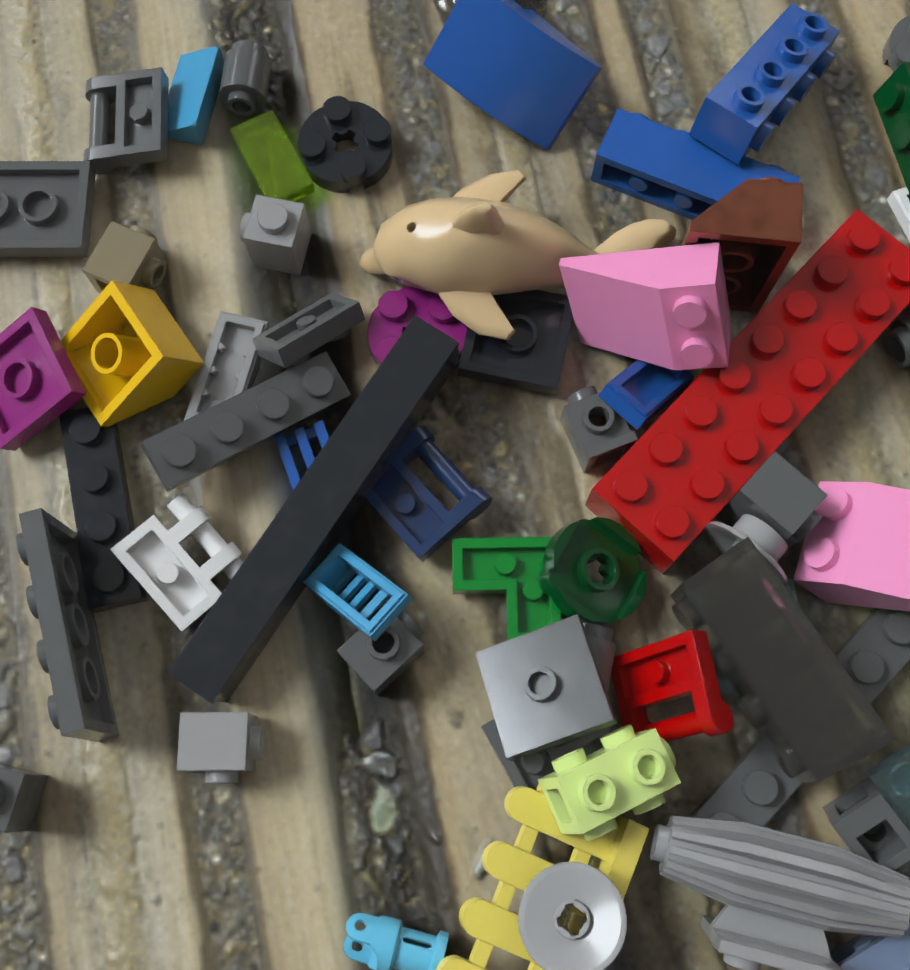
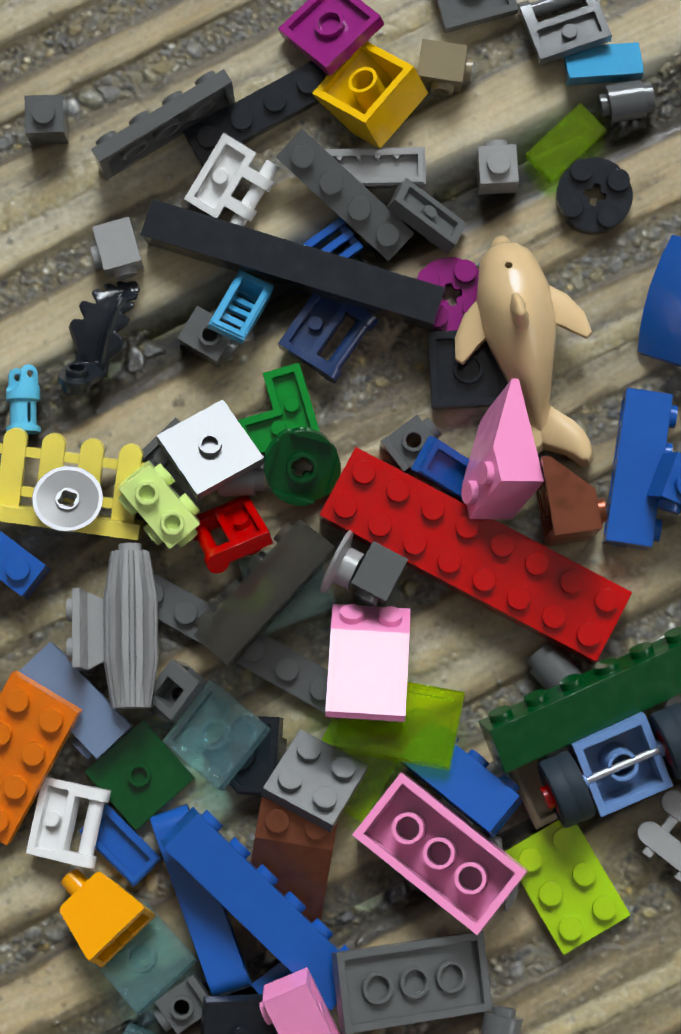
camera: 75 degrees right, 10 degrees up
(336, 808) = (97, 336): none -> black plant

